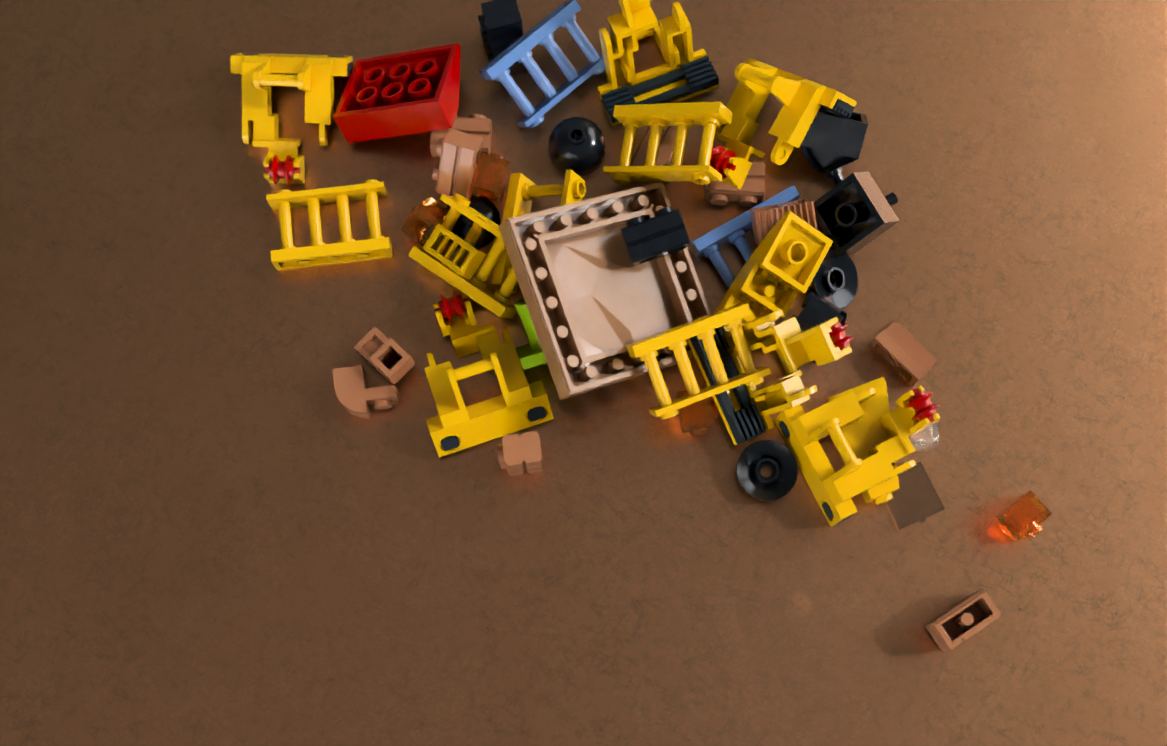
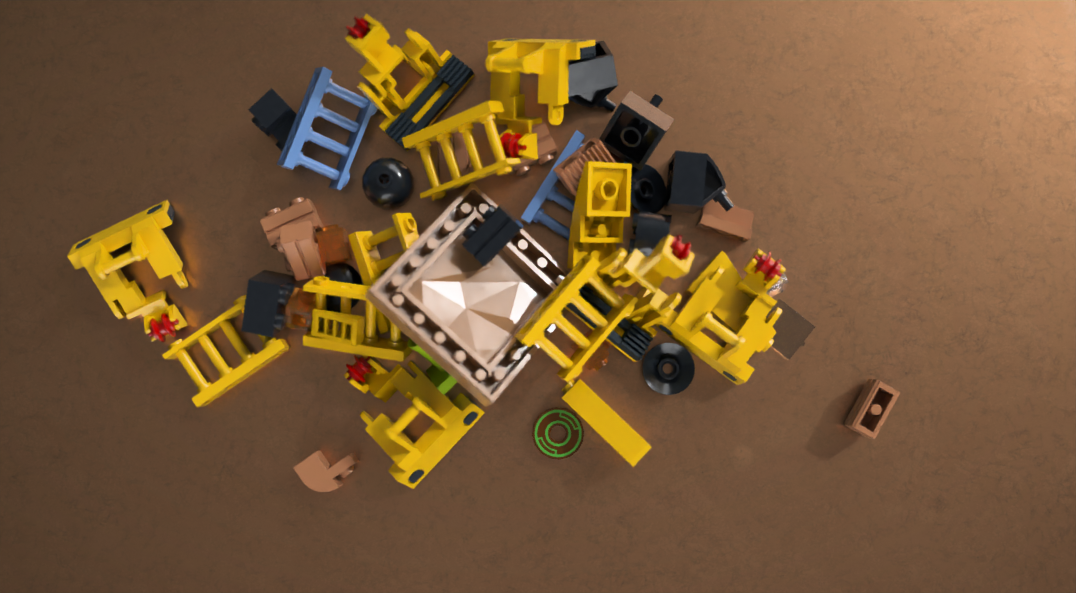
camera: 30 degrees left, 10 degrees up
(385, 356) = (328, 434): nougat brick -> none
(395, 195) = (265, 302): none -> black brick
(401, 94) = (224, 215): red slope -> none
(521, 453) = (475, 457): nougat brick -> none
(623, 461) = (558, 417): none -> reddish brown tile
(673, 488) = (605, 421): none -> yellow slope
(888, 296) = (694, 182): none -> black piece
(1023, 517) = (878, 303): clear orange brick -> none

